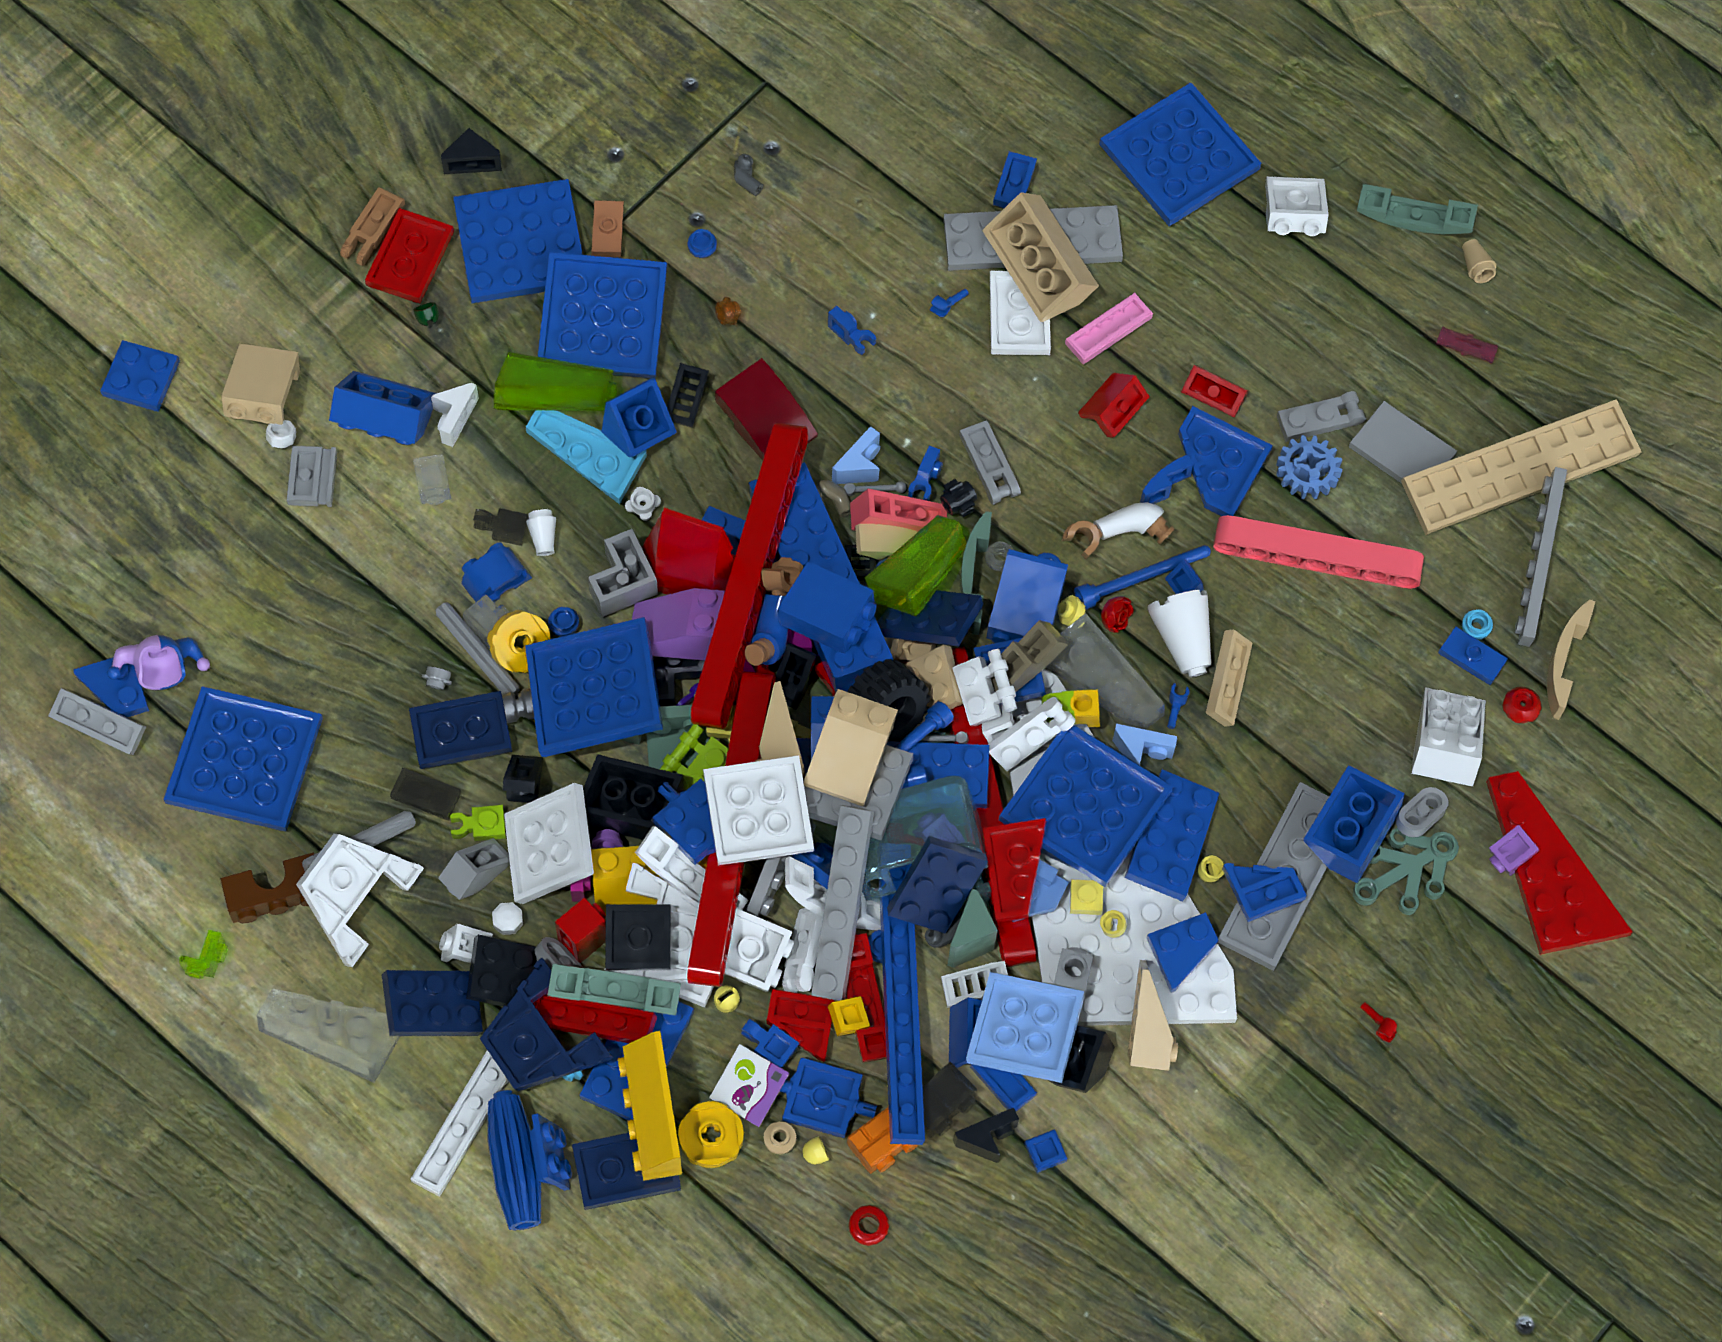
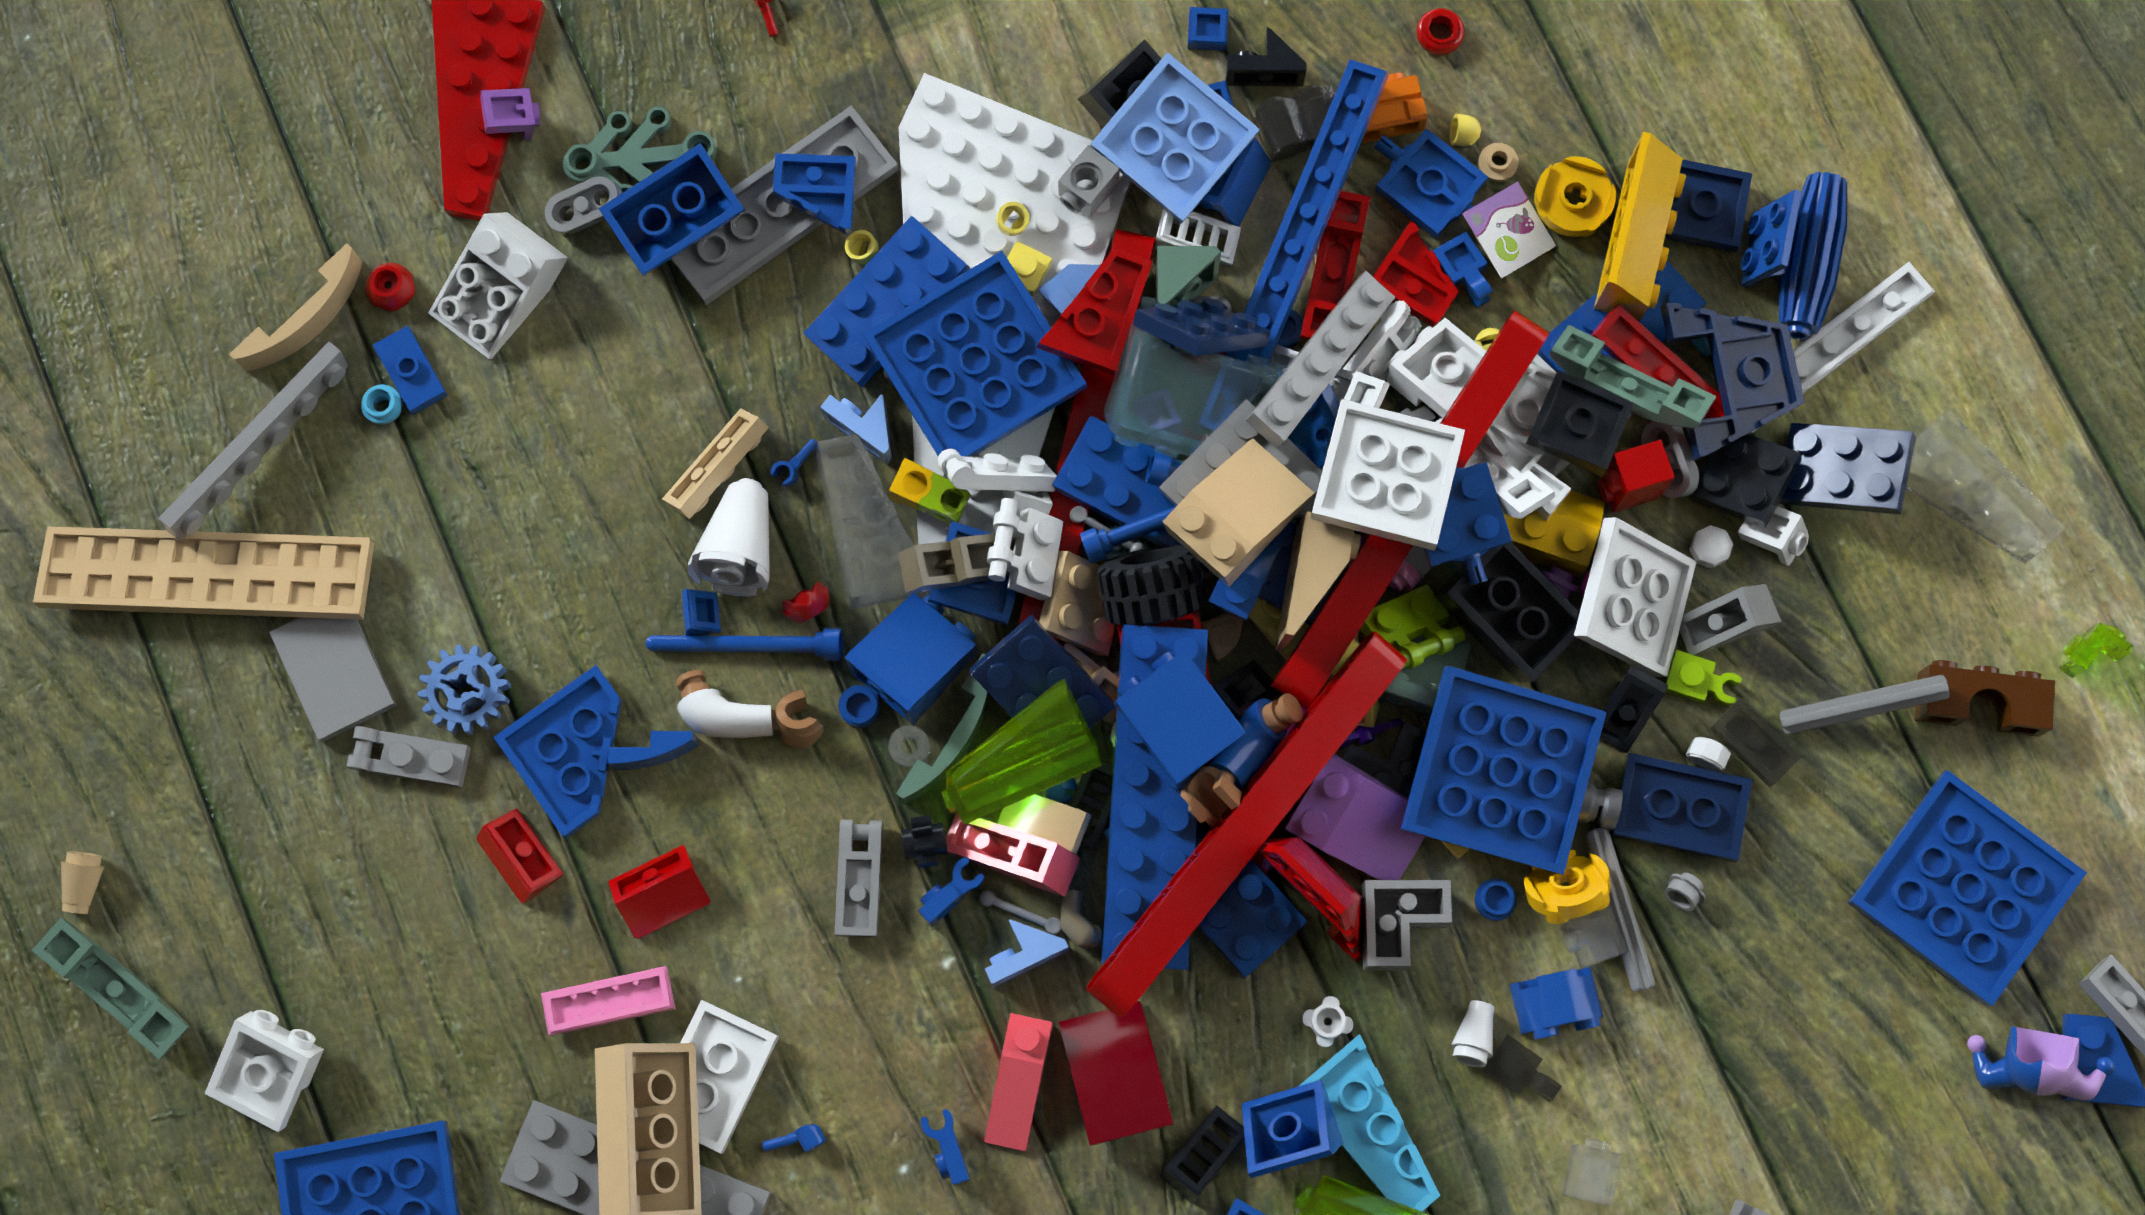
camera: 150 degrees left, 10 degrees up
(340, 882) = (1900, 658): white wing -> none
(455, 771) = (1708, 754): none -> white tile
(826, 390) = (1018, 1081): none -> coral slope
(848, 1016) = (1363, 252): yellow tile -> none
(1070, 610) = (857, 627): light yellow plate -> none
(1150, 1035) = (1036, 79): tan slope -> none
(1182, 947) = (945, 165): blue wing -> none
(1318, 552) = (518, 575): coral beam -> none
(1467, 344) = (151, 750): clear pink pin -> none

